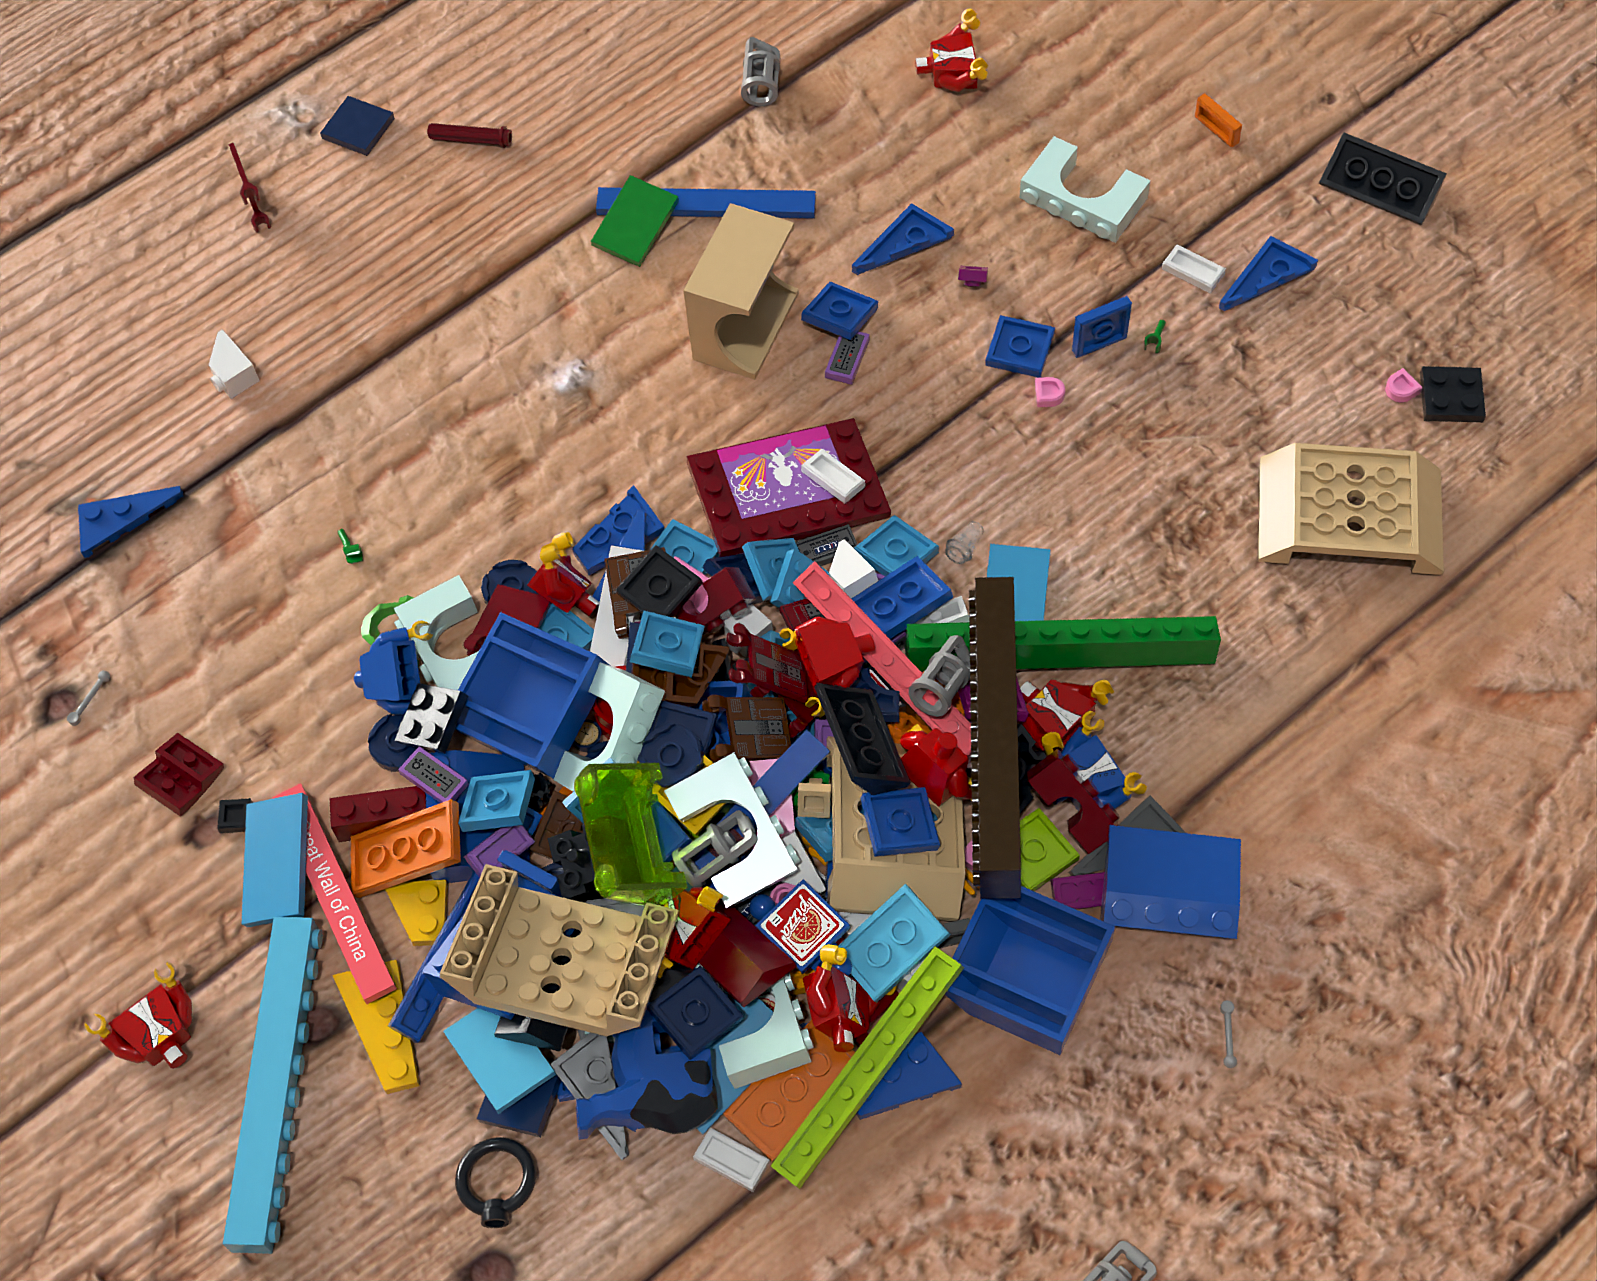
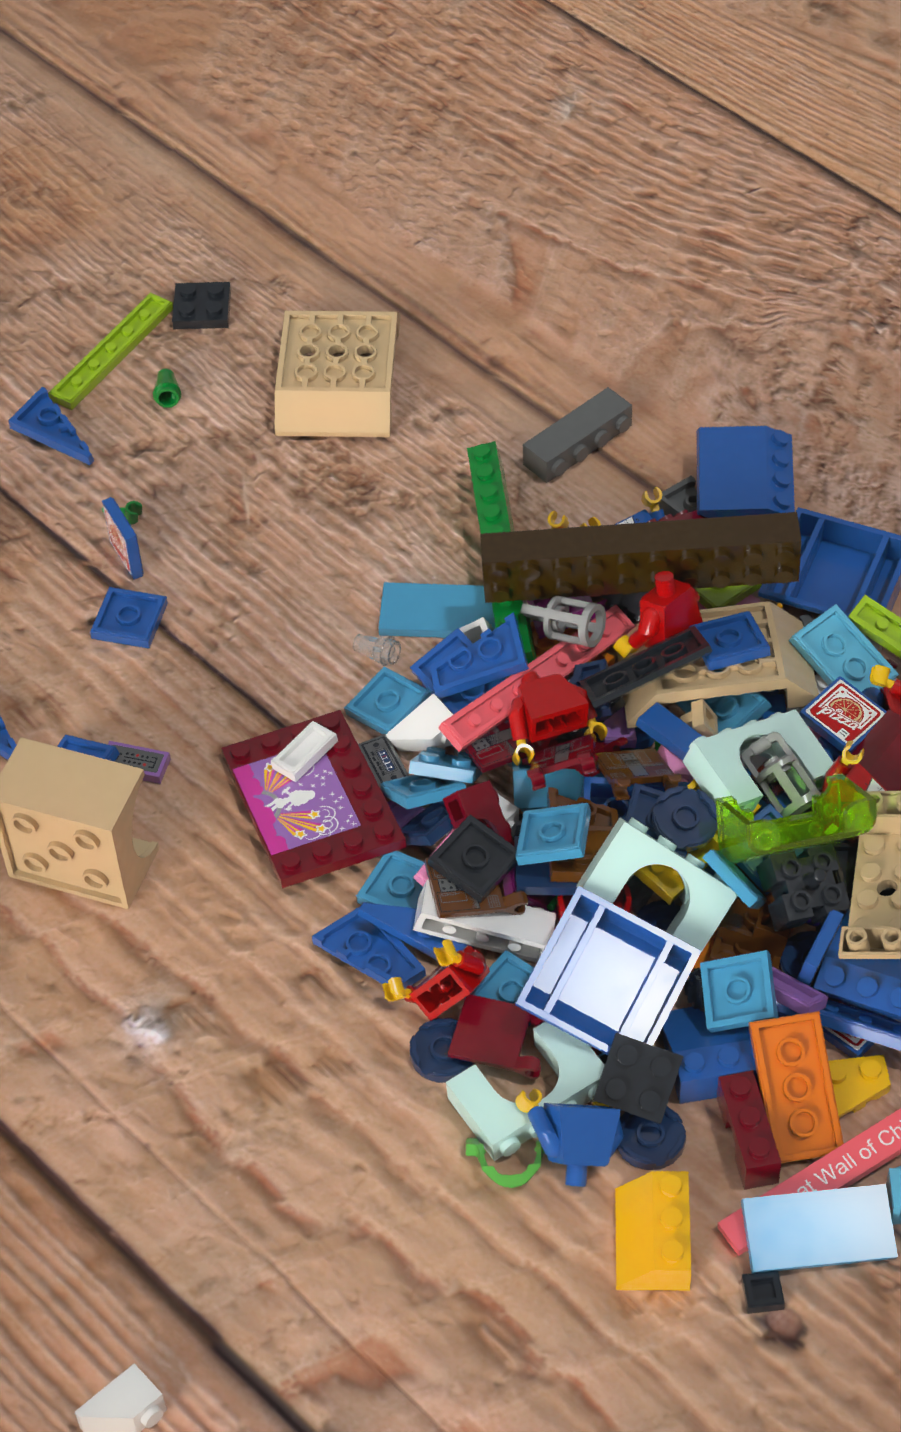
camera: 95 degrees left, 10 degrees down
(179, 774) = (717, 1363): dark red slope -> none
(299, 736) = (653, 1232): none -> yellow slope
(352, 552) = (404, 1223): green hand -> none
(433, 776) = (715, 1058): tile -> none
(900, 605) = (486, 660): none -> blue wing
(973, 275) = (35, 653): magenta plate -> none
(1049, 391) = (188, 593): bright pink tile -> none
(1193, 268) = (38, 484): white tile -> none
(1227, 1009) = (844, 458): light grey hinge -> none
(1253, 733) = (577, 435): none -> dark grey brick
(1322, 364) = (166, 389): none -> green cone
(1382, 319) = (110, 351): none -> lime tile
(1402, 386) = (191, 338): bright pink tile -> none

